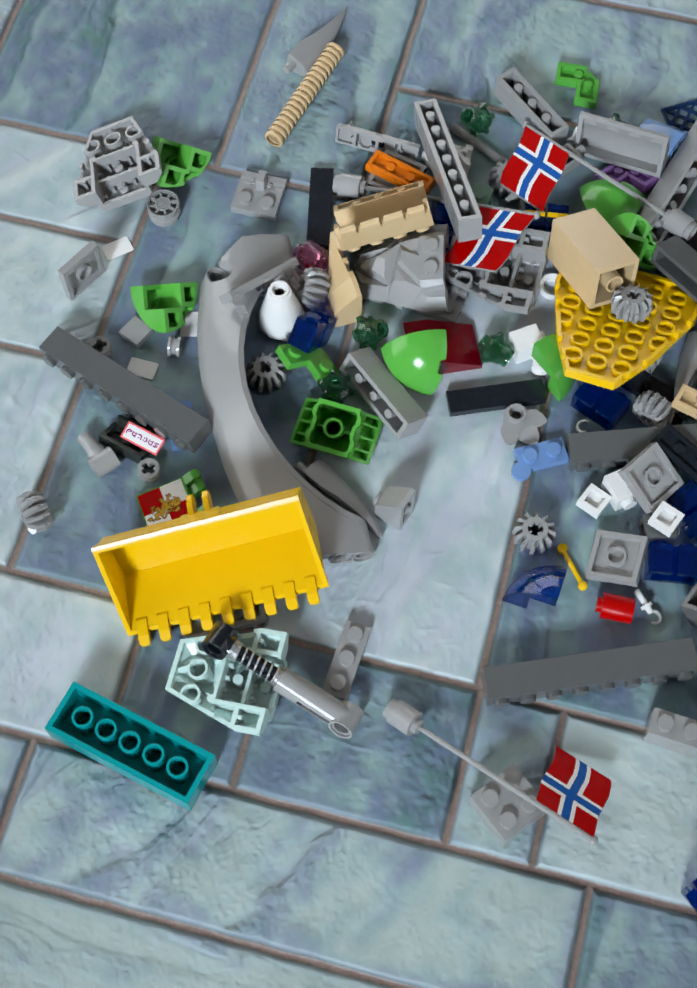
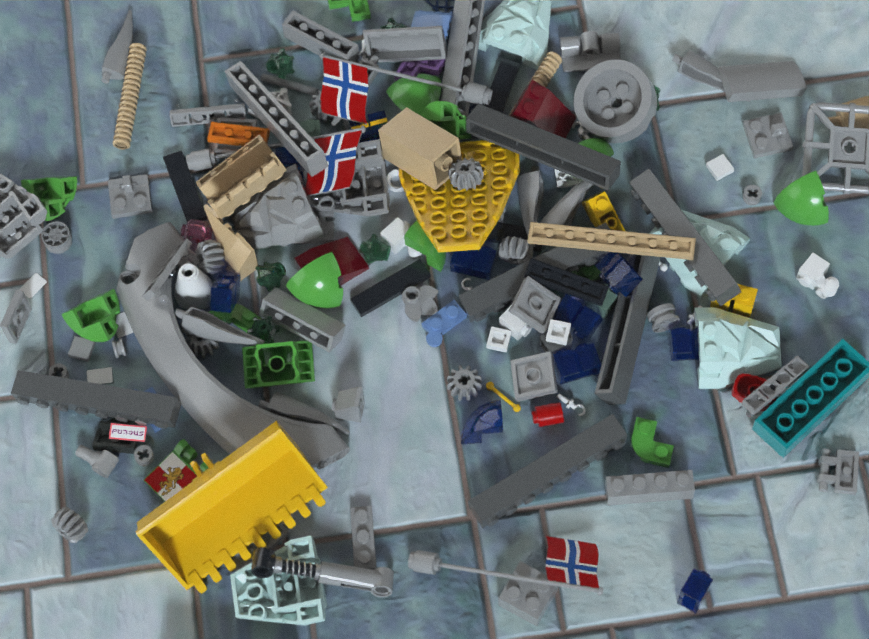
camera: 20 degrees left, 0 degrees up
(276, 358) = (207, 326): none -> light grey piece

